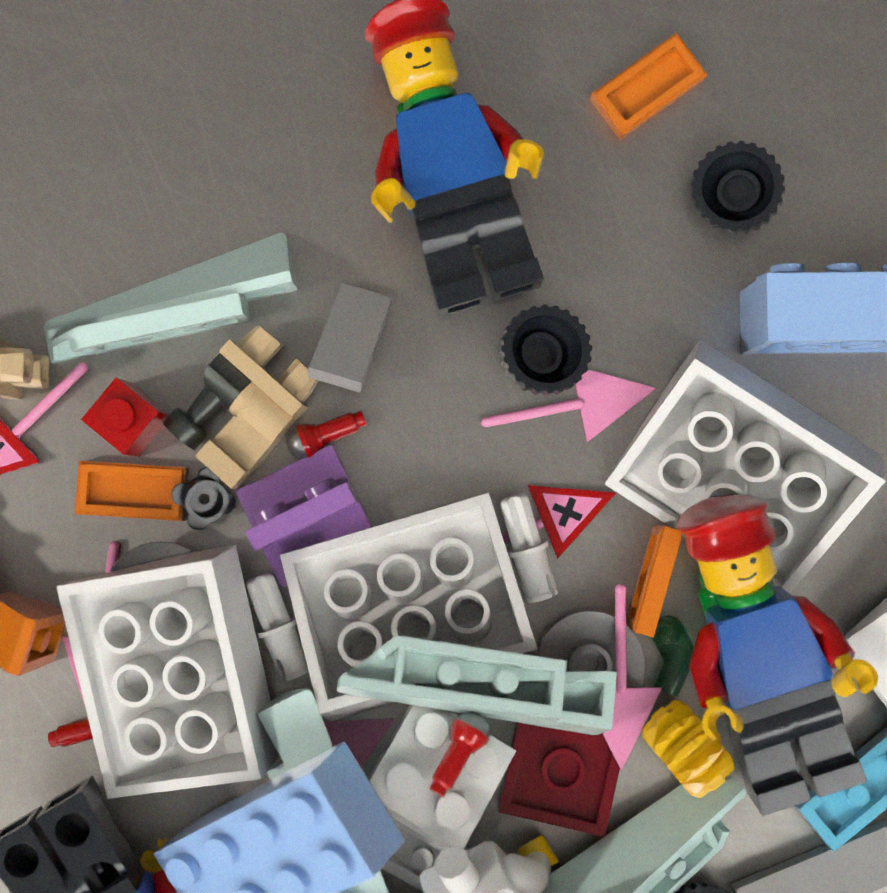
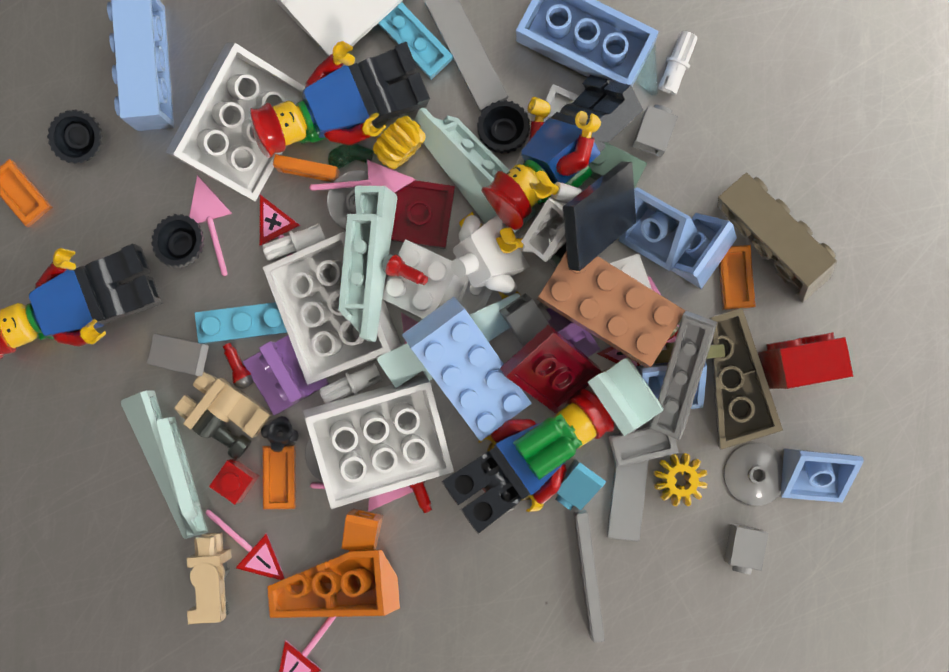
camera: 90 degrees left, 0 degrees up
(398, 444) = (239, 323): none -> medium azure plate

